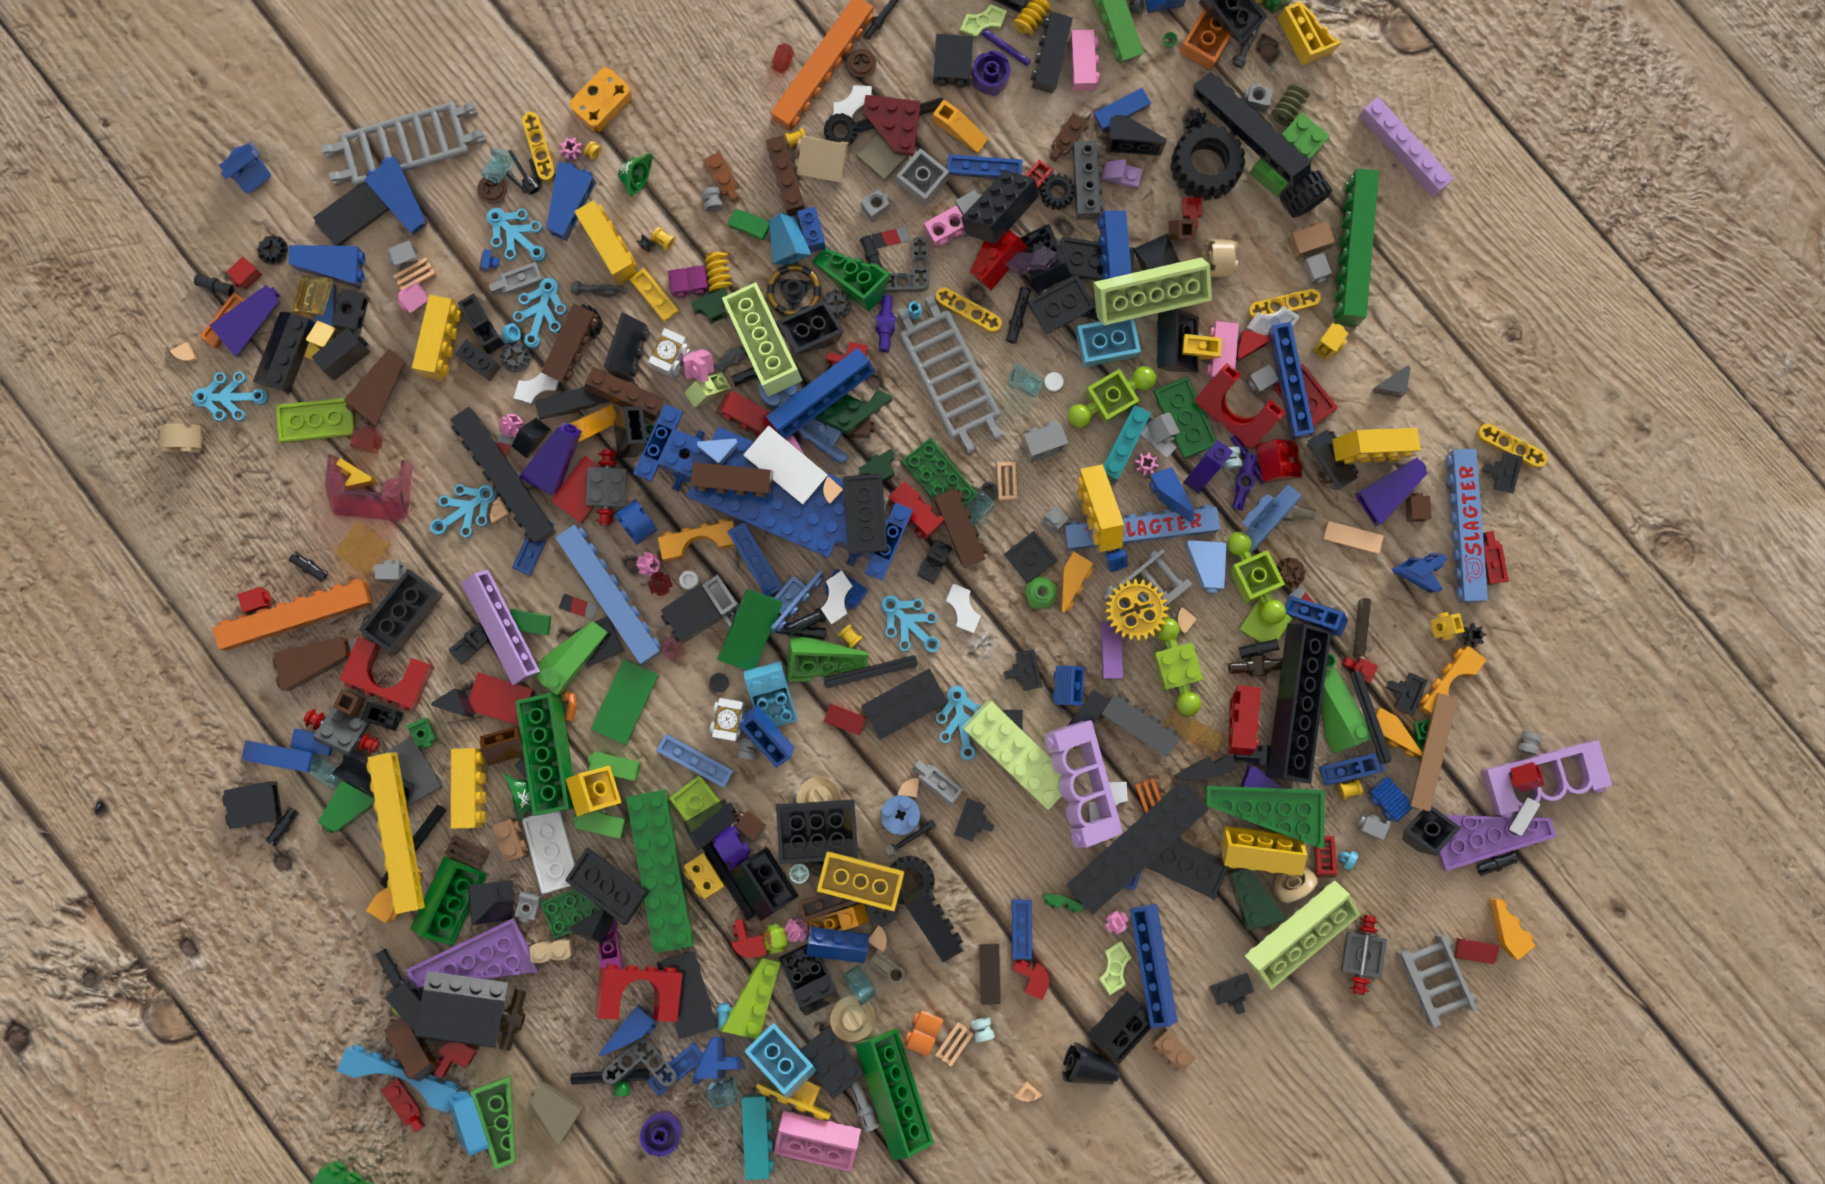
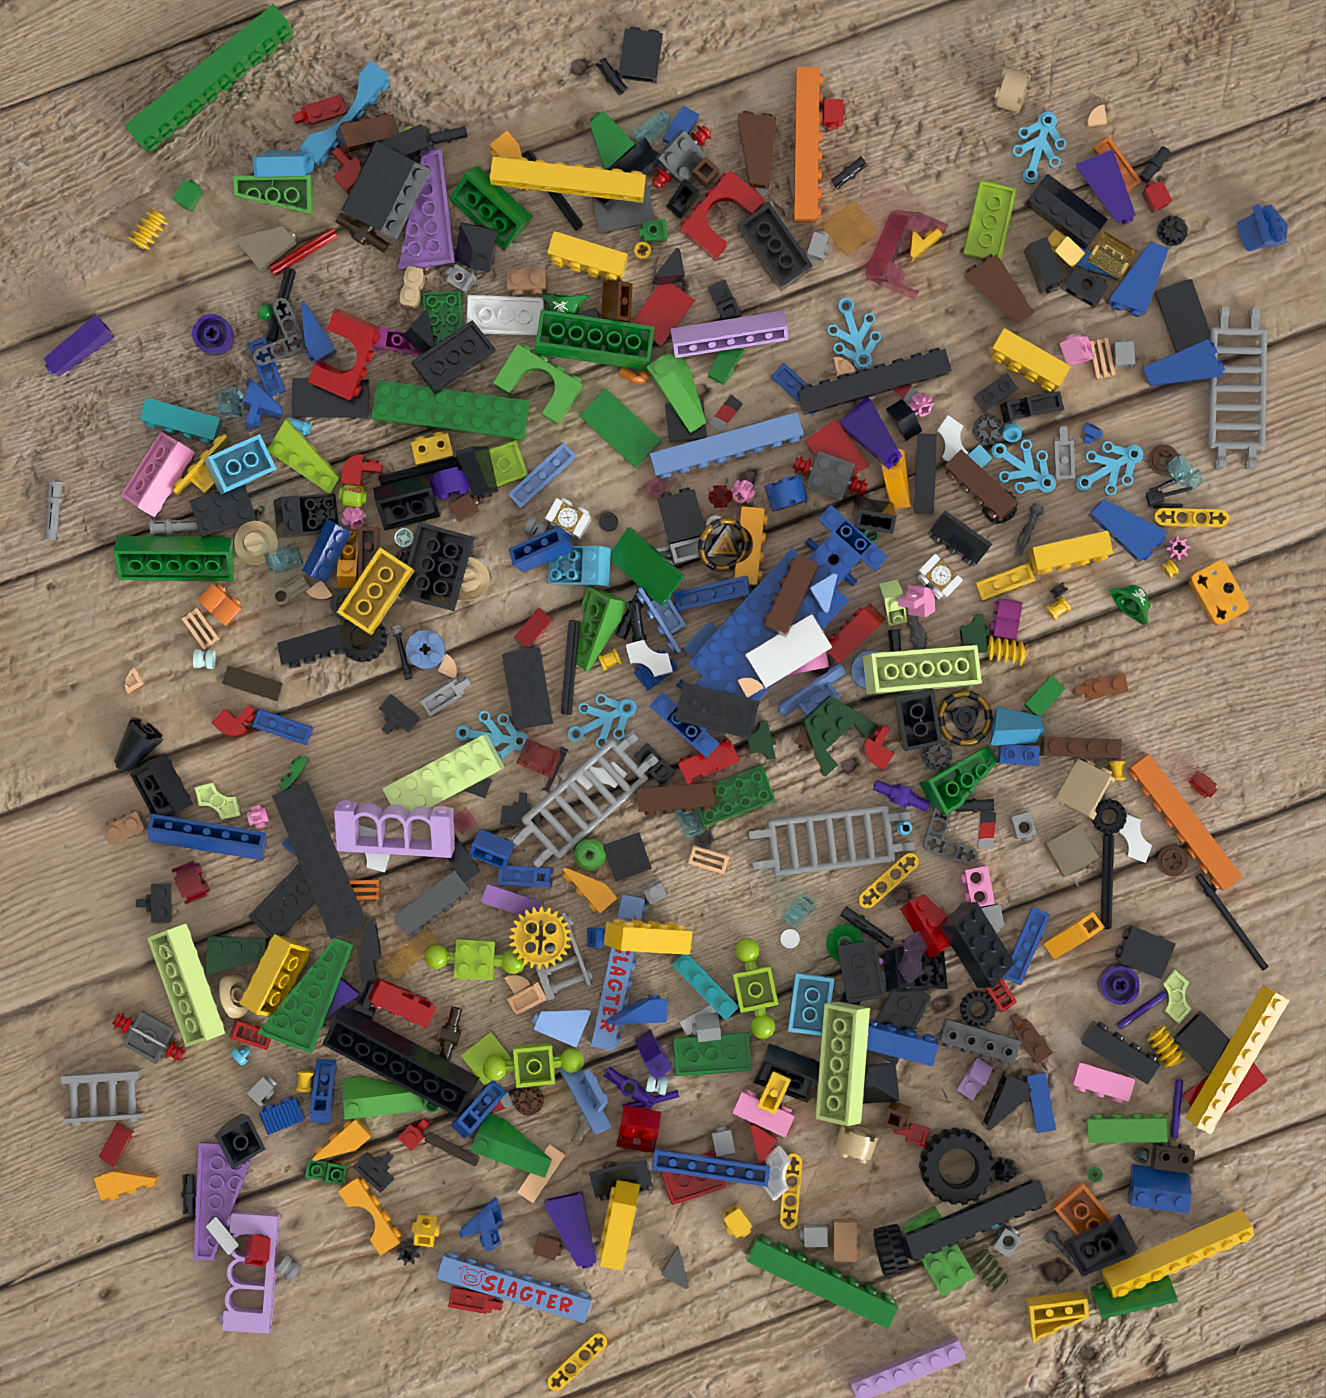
camera: 110 degrees right, 5 degrees up
(277, 756) = (677, 90): blue slope -> none
(366, 440) = (953, 263): clear red brick -> none
(444, 744) = (637, 248): none -> yellow bush
(451, 846) = (540, 226): reddish brown tile -> none
(541, 355) = (980, 456): none -> medium azure tile
(549, 1072) = (303, 251): none -> red axle
(593, 790) = (544, 372): yellow slope -> none
(622, 393) = (914, 521): reddish brown brick -> none
(704, 565) = (723, 544): none -> piece
(711, 198) = (1081, 668): light grey wheel -> none
(803, 556) = (700, 639): none -> medium blue slope
(821, 393) = (849, 708): blue brick -> none
(894, 121) = (1100, 872): dark red plate -> none
(922, 177) = (1034, 880): light grey brick -> none
(967, 670) = (539, 758): none -> clear red brick
(998, 653) = (545, 791): none -> black piece
(1031, 336) = (840, 933): none -> green dish
(1044, 441) = (732, 907): light grey brick -> none
(1049, 631) = (569, 782): none -> light grey bar
(1050, 721) = (464, 820): none -> clear pink slope
(1083, 646) = (525, 876): none -> blue plate
(1146, 469) = (674, 997): bright pink gear -> none
(1197, 605) = (526, 998): none -> light nougat tile
(1203, 966) = (190, 882): none -> dark red brick
(1249, 429) = (679, 1108): red arch -> none
(1259, 648) = (465, 1043): black pin -> none
(1340, 574) = (505, 1144): none -> green wedge
(1371, 717) = (363, 1123): black axle -> none
(1433, 752) = (311, 1171): medium nougat tile -> none
(1505, 472) = (553, 1344): black hinge -> none

